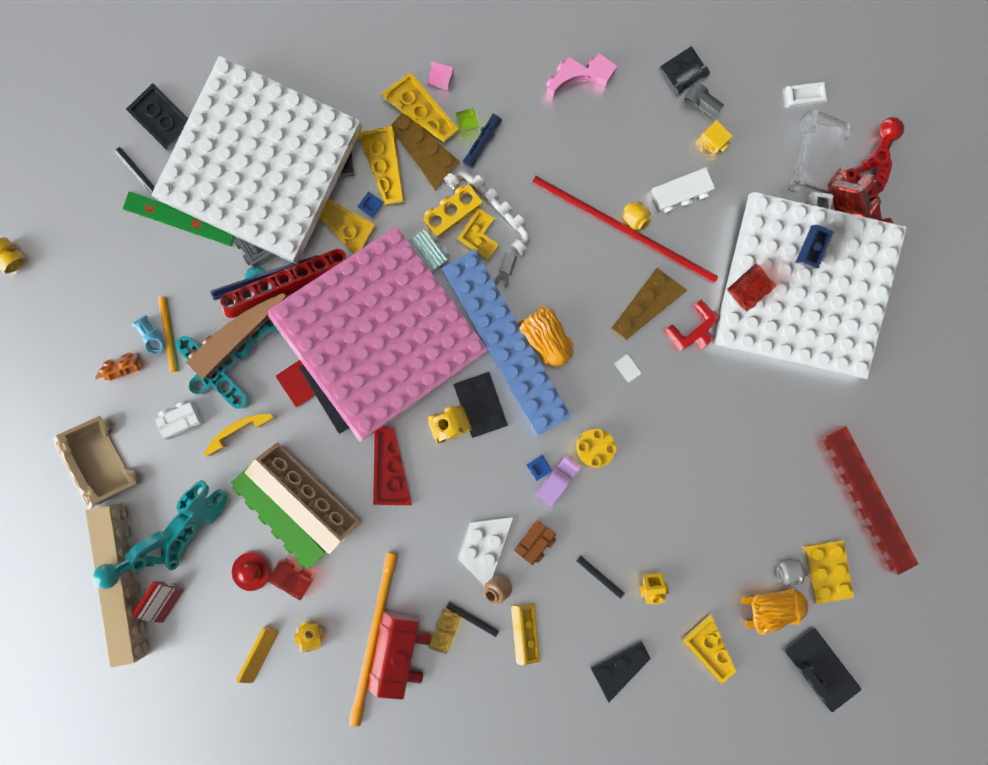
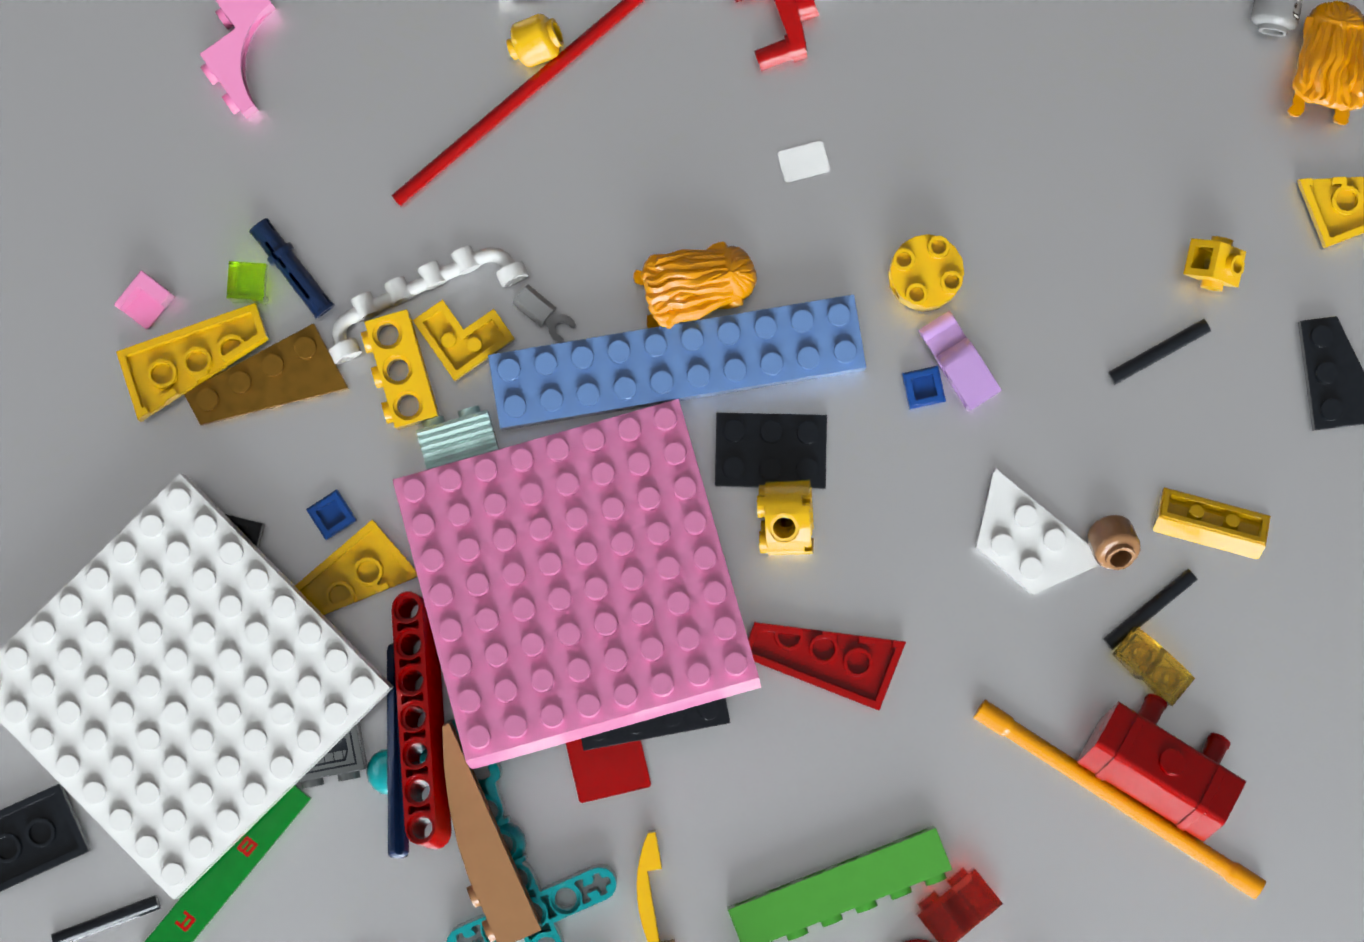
camera: 65 degrees left, 0 degrees up
(302, 497) = (820, 830): tan brick -> none
(308, 644) = (1083, 921): yellow brick -> none
(383, 157) = (249, 458): yellow wing -> none
(535, 542) = (1055, 443): dark orange brick -> none
(651, 299) = (698, 77): pearl gold wing -> none

